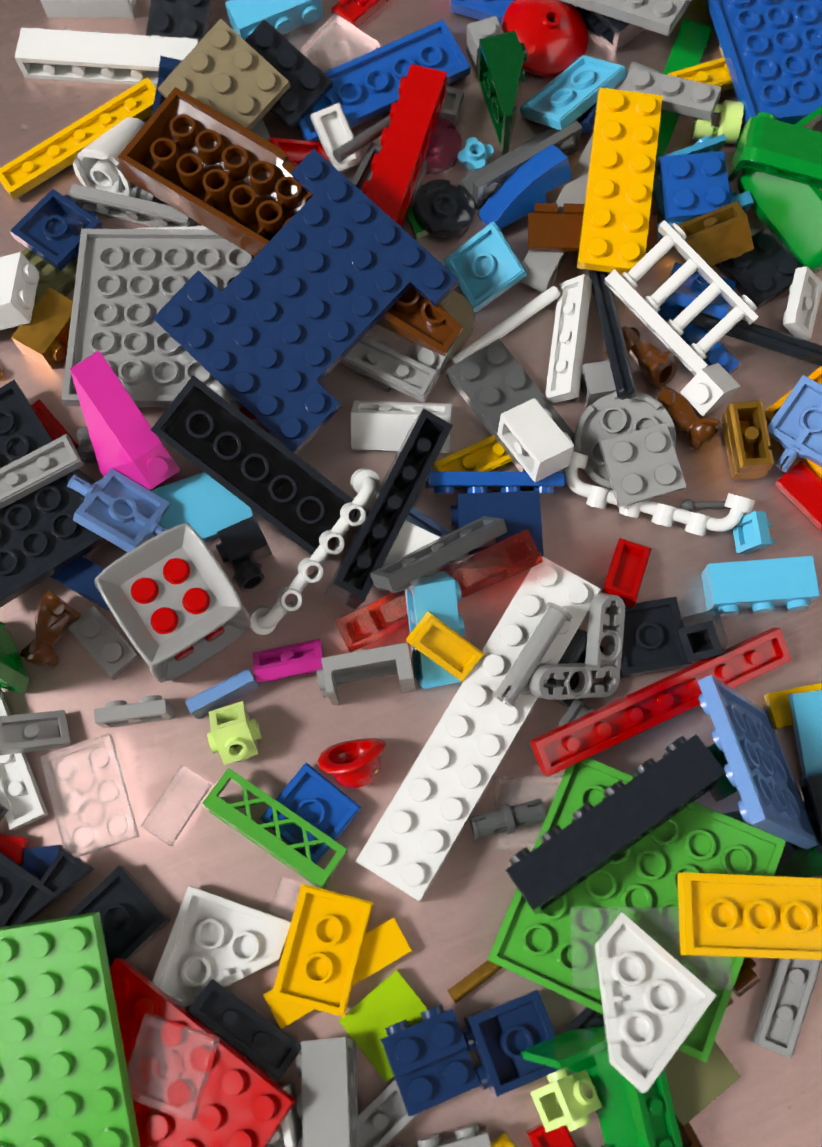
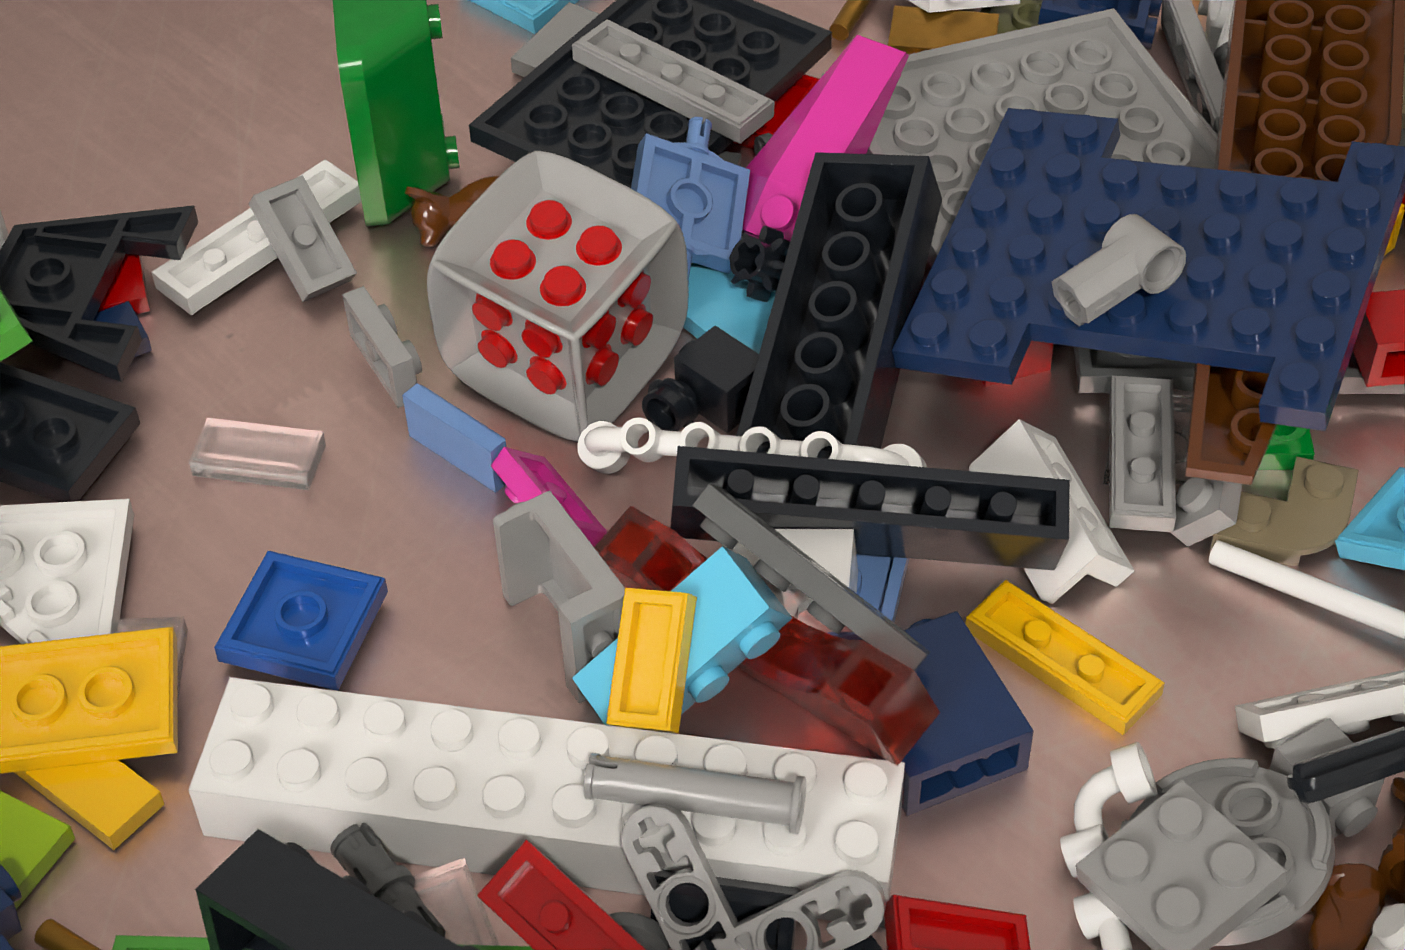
camera: 65 degrees right, 25 degrees down
(89, 796) = (234, 344): clear plate -> none
(187, 480) = (759, 262): none -> black gear
(233, 733) = (393, 464): yellowish green brick -> none
(267, 841) = (242, 561): bright green fence -> none
(322, 314) = (1130, 259): none -> light grey piece
(353, 761) = (404, 637): red hat -> none
(480, 482) = (1059, 741): blue plate -> none
(495, 383) = (1185, 656): dark grey plate -> none
(535, 439) = (1119, 675): white brick -> none

